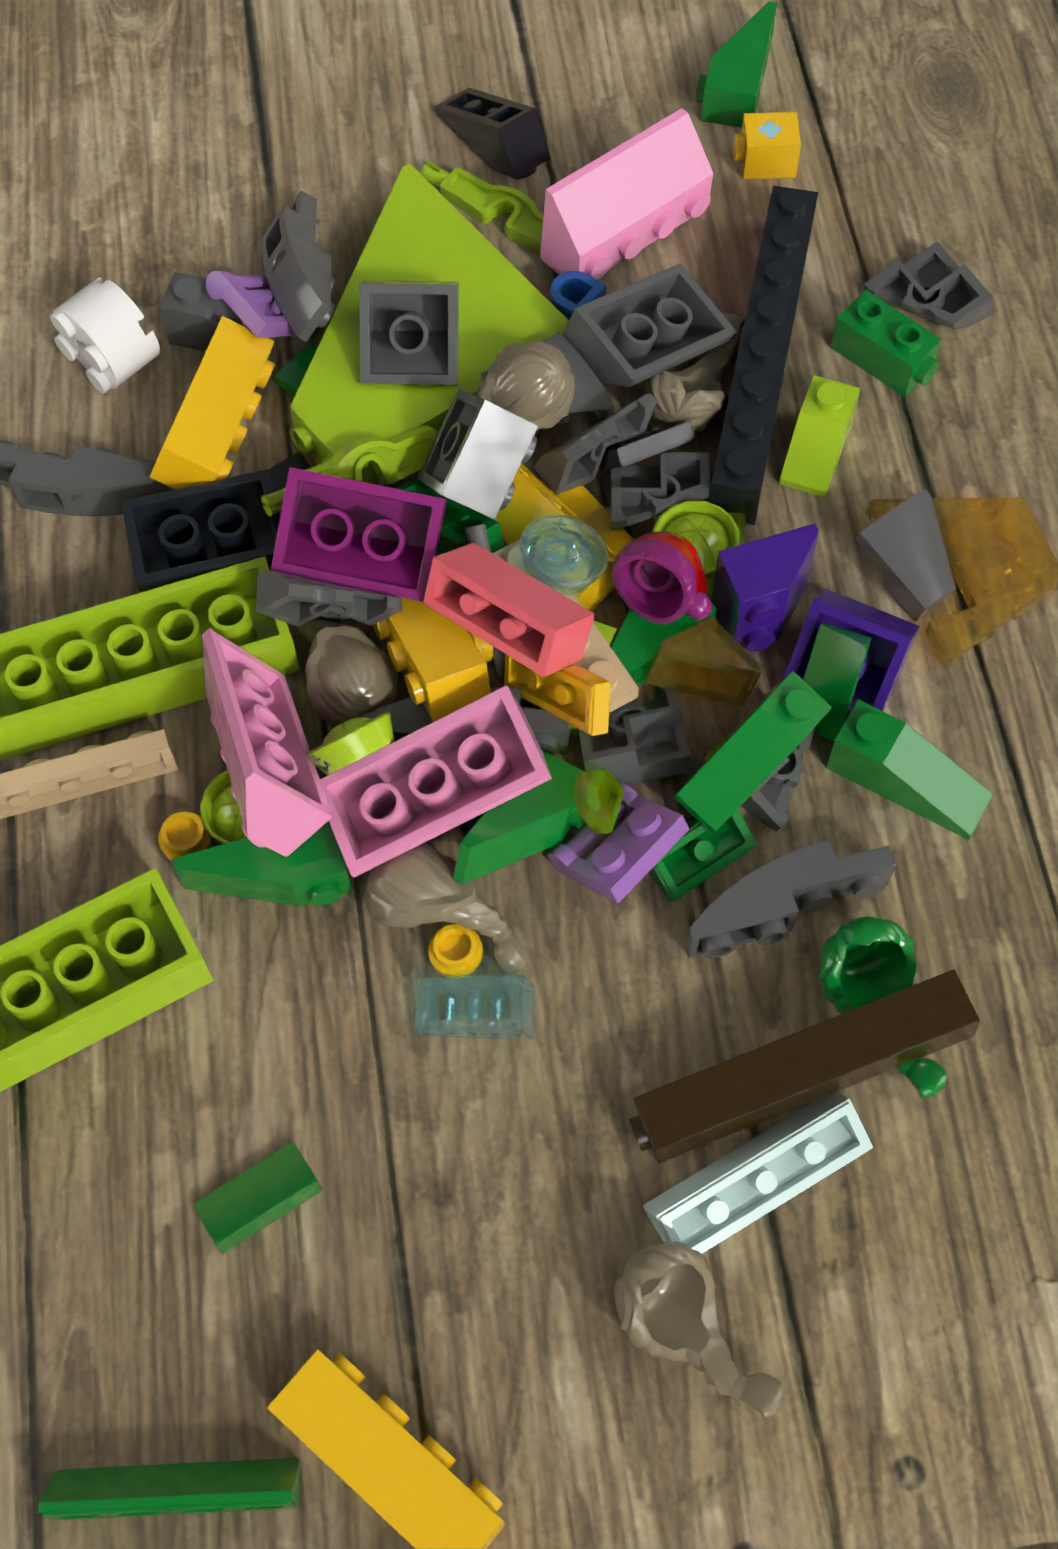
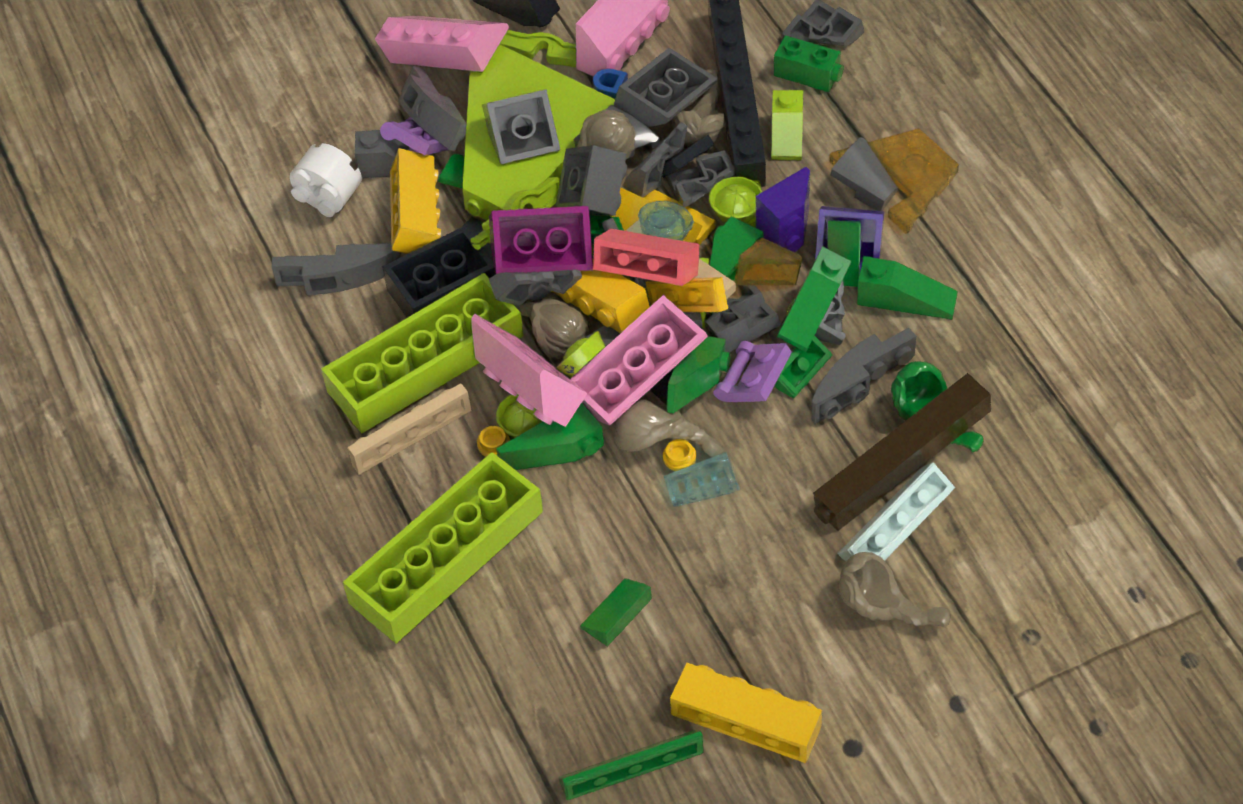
camera: 15 degrees left, 10 degrees down
(354, 162) = (440, 41): none -> bright pink slope
(598, 799) = (734, 349): clear neon green tile -> none
(662, 578) = (727, 220): magenta piece -> none

